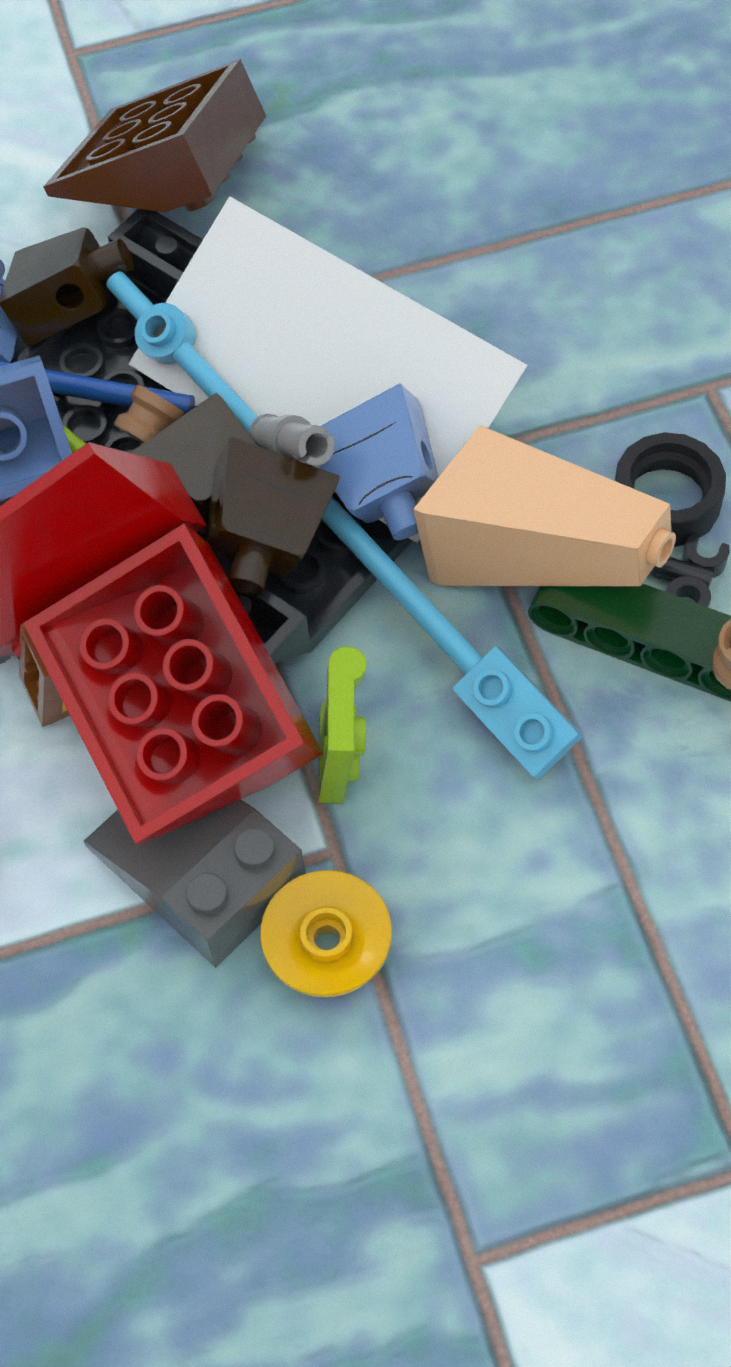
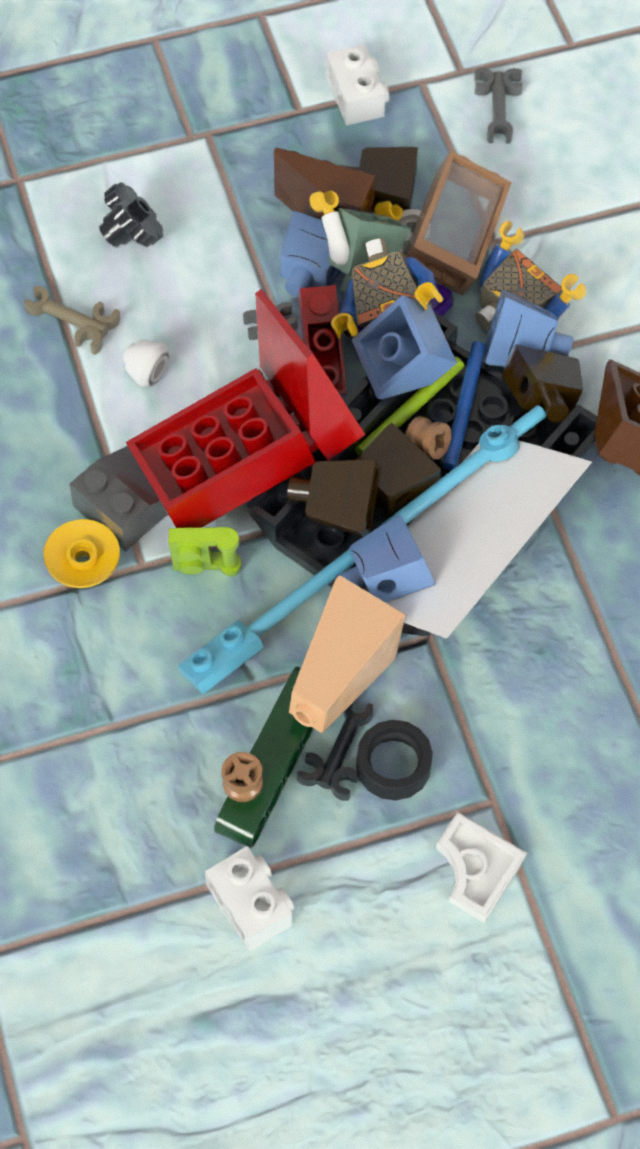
camera: 85 degrees right, 0 degrees up
(293, 438) = (390, 504): light grey pin -> none

